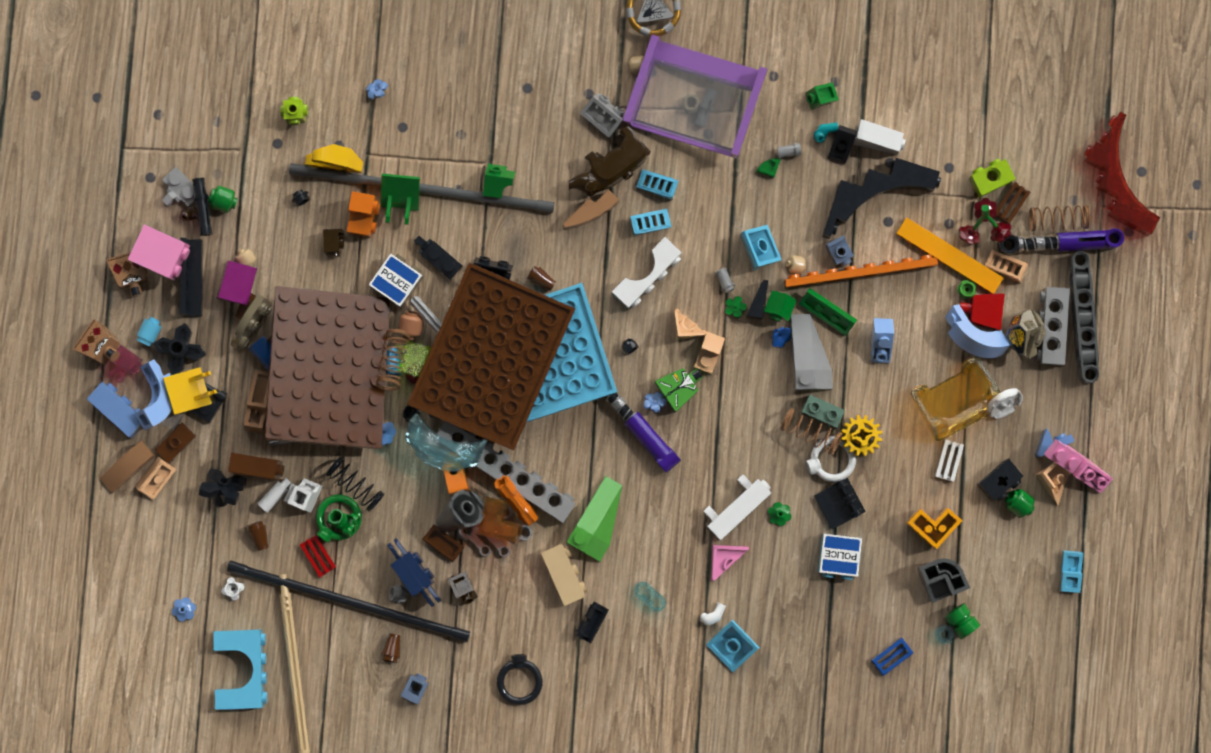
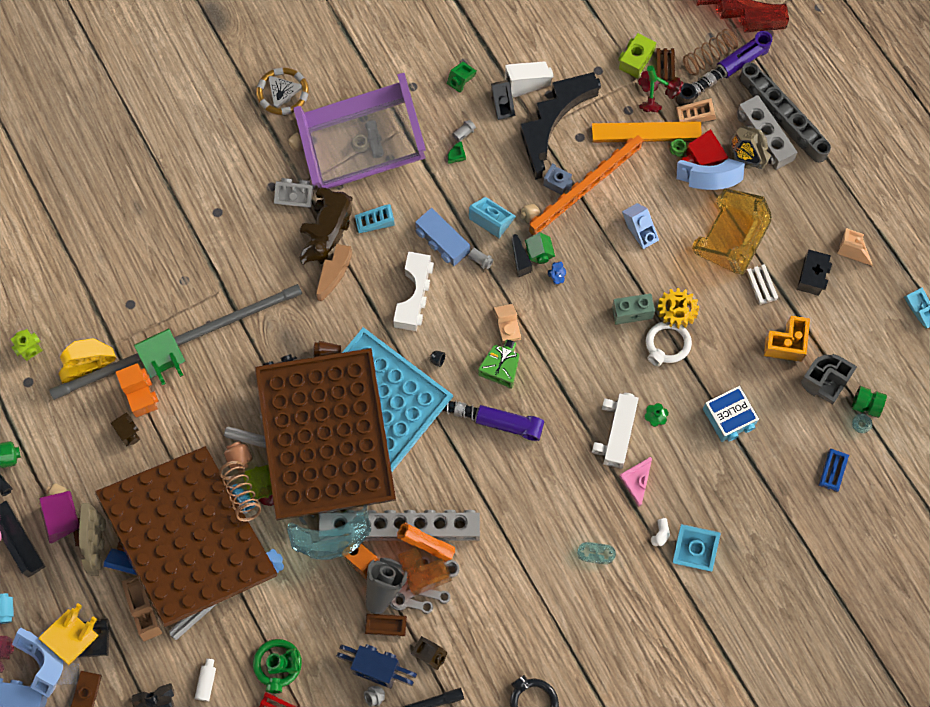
camera: 30 degrees left, 15 degrees down
(182, 338) = (38, 598): black plant -> none
(256, 466) = (172, 664): reddish brown window -> none
(300, 197) = (75, 412): black plate -> none
(304, 495) = (232, 663): white brick -> none
(376, 89) = (89, 285): medium blue plant -> none
(377, 497) = (299, 630): black piece -> none
(396, 280) = (201, 427): piece -> none
(409, 412) = (282, 530): black plate -> none
(438, 257) = (226, 387): black hinge -> none
(496, 179) = (237, 294): green brick -> none
(564, 574) = (509, 581): tan brick -> none
(595, 617) = (563, 607): black hinge -> none
(597, 523) = (509, 523): bright green wedge -> none
(649, 215) = (383, 264): medium azure slope -> none
(654, 401) = (489, 388): medium blue plant -> none
(686, 328) = (474, 313): light nougat slope -> none
(703, 240) = (442, 237): none -> medium blue brick
(735, 307) = (503, 273): green plant -> none
(785, 424) = (609, 329): medium nougat piece -> none
(810, 362) = (593, 278): light grey wedge -> none
(823, 130) = (480, 100): teal arm -> none
(827, 311) = (581, 230): green plate -> none
(839, 503) = (699, 374): black hinge -> none
(1004, 403) = (772, 210): white tile -> none
(1020, 503) = (843, 280): green head -> none
(1046, 440) = (829, 221): medium blue slope -> none
(1078, 465) = (866, 220): bright pink slope -> none

